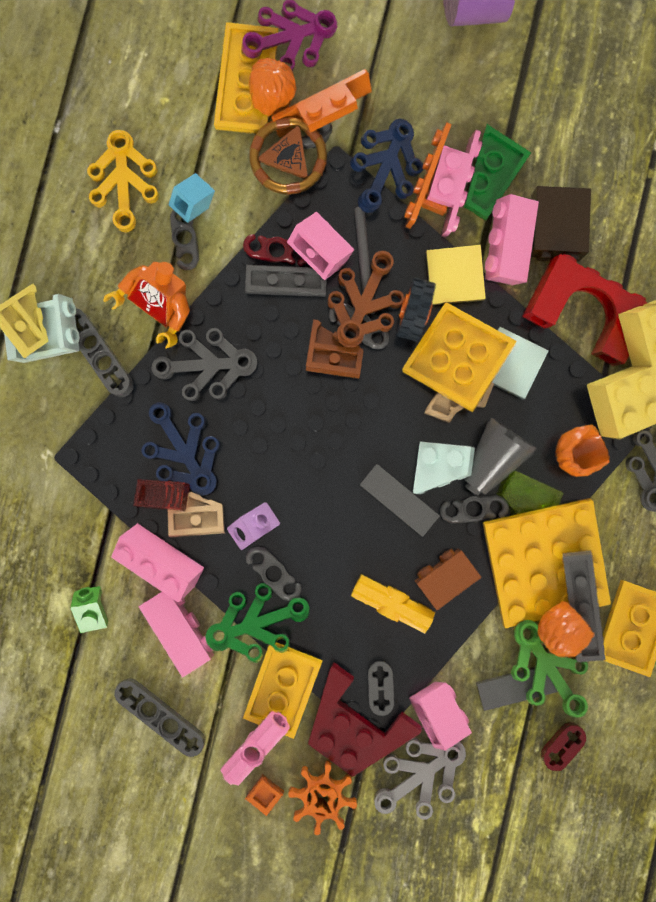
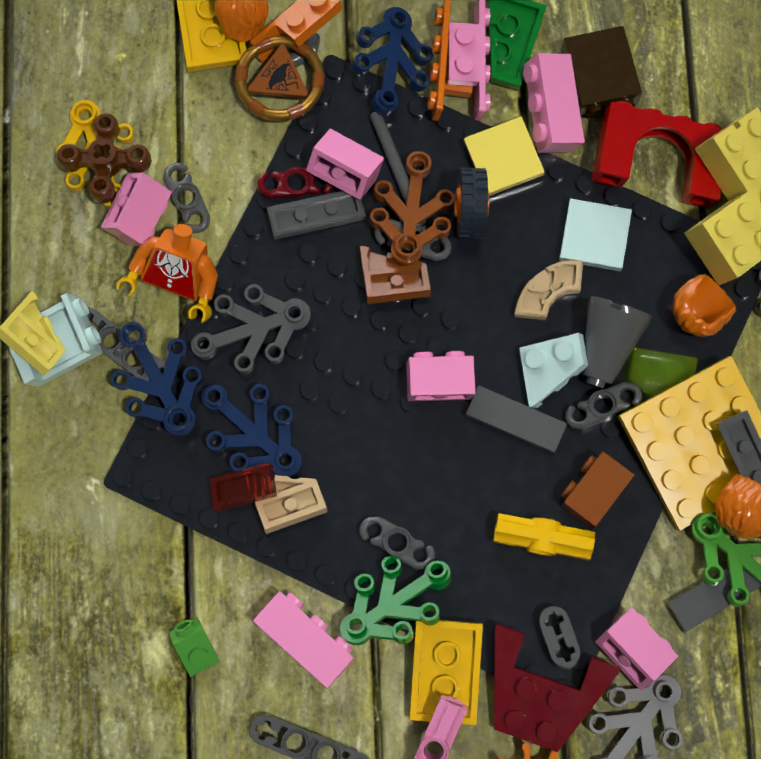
camera: 20 degrees left, 10 degrees down
(117, 390) = (160, 384): none -> dark blue plant
(131, 163) = (104, 158): none -> reddish brown gear
(138, 236) = (136, 209): none -> bright pink brick
(157, 562) = (260, 564): bright pink brick -> none
(191, 197) = (184, 151): medium azure brick -> none
(254, 525) = (358, 490): lavender bracket -> none
(347, 449) = (440, 377): none -> bright pink brick
(459, 356) = (534, 242): yellow plate -> none

